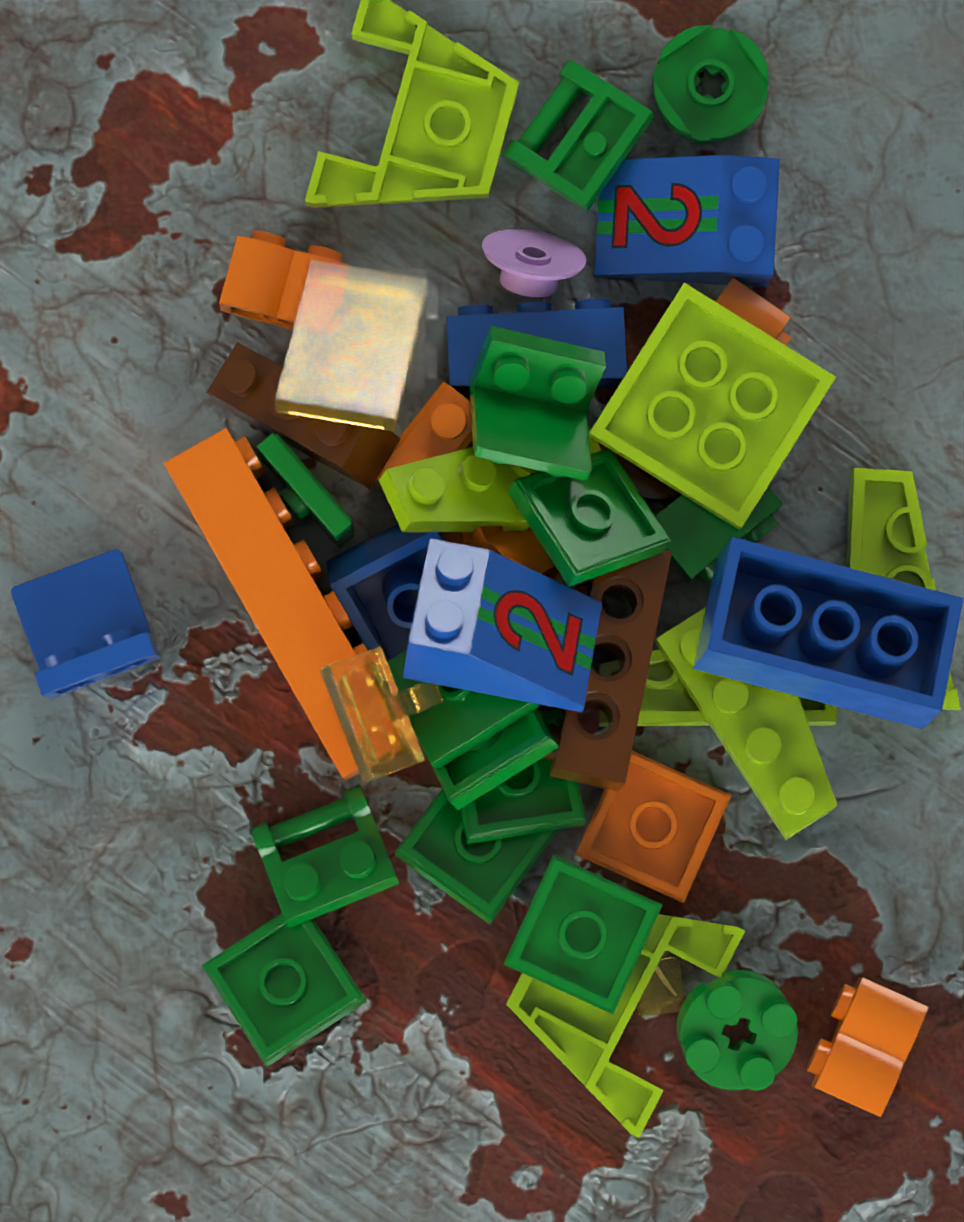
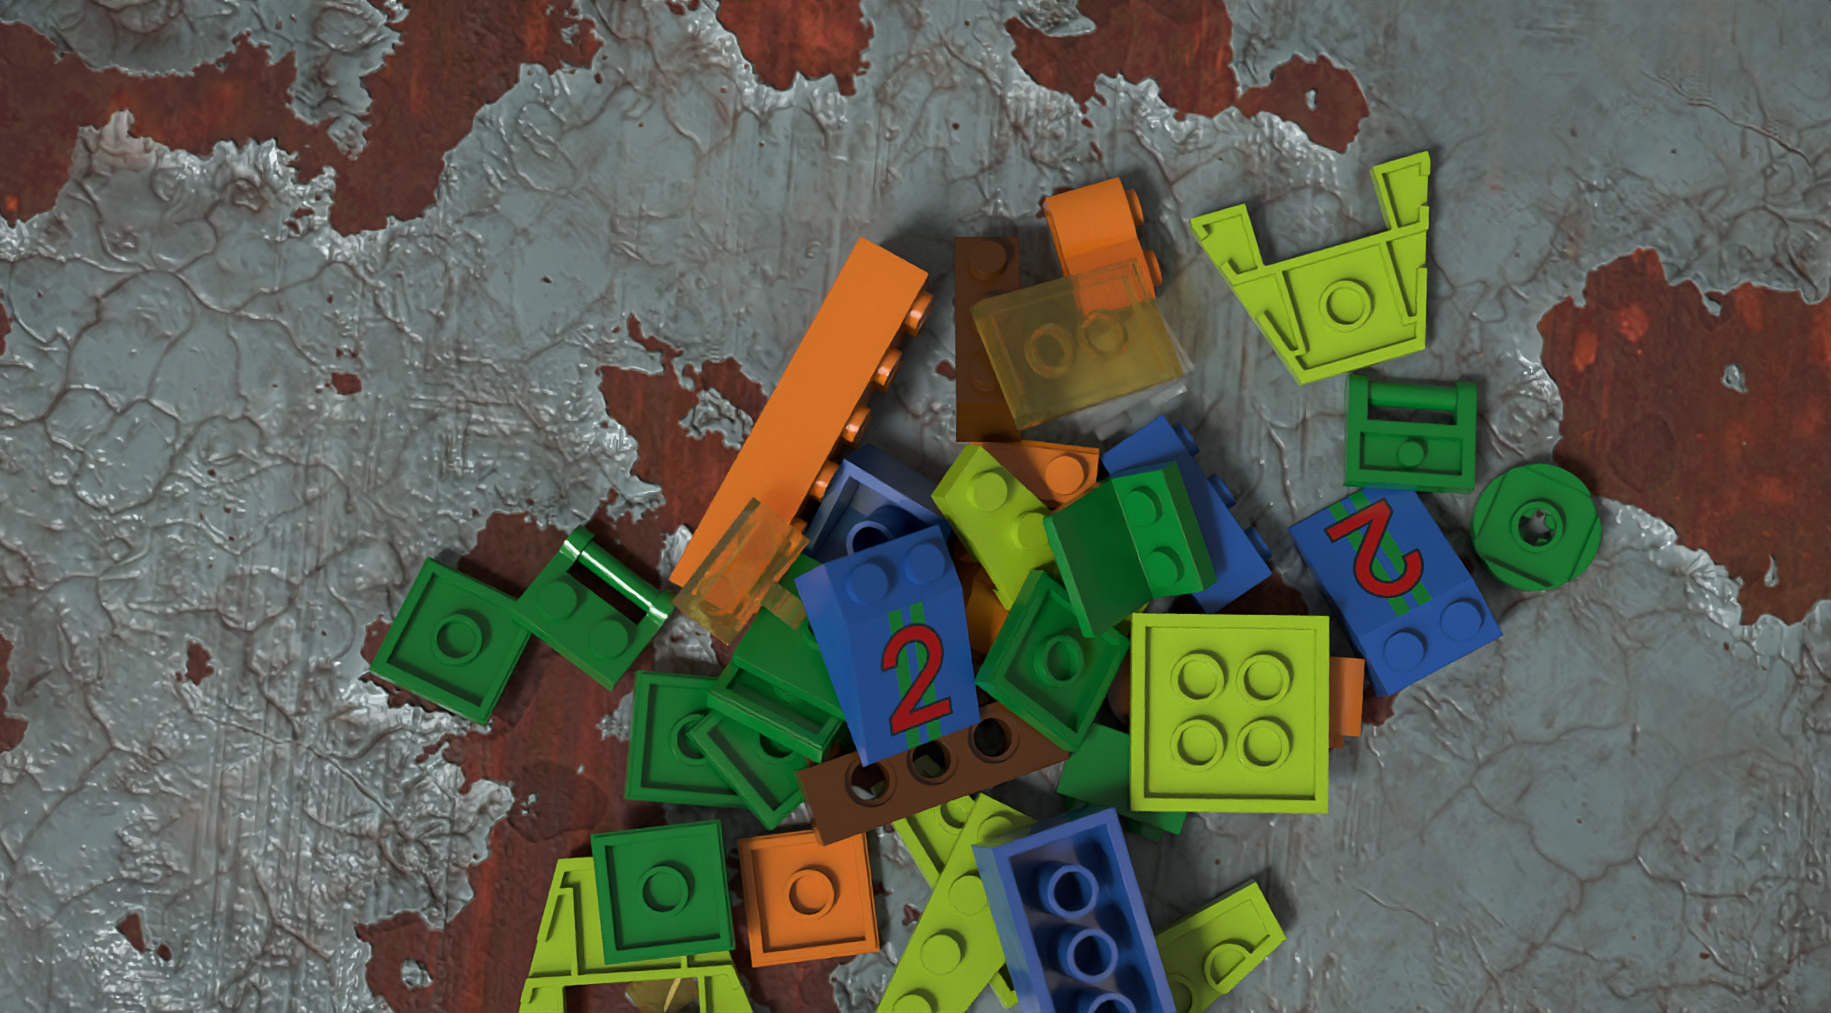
camera: 65 degrees right, 0 degrees up
(84, 624) = (676, 258): blue bracket -> none
(304, 492) = (916, 383): green plate -> none
(532, 260) = (1265, 462): lavender piece -> none

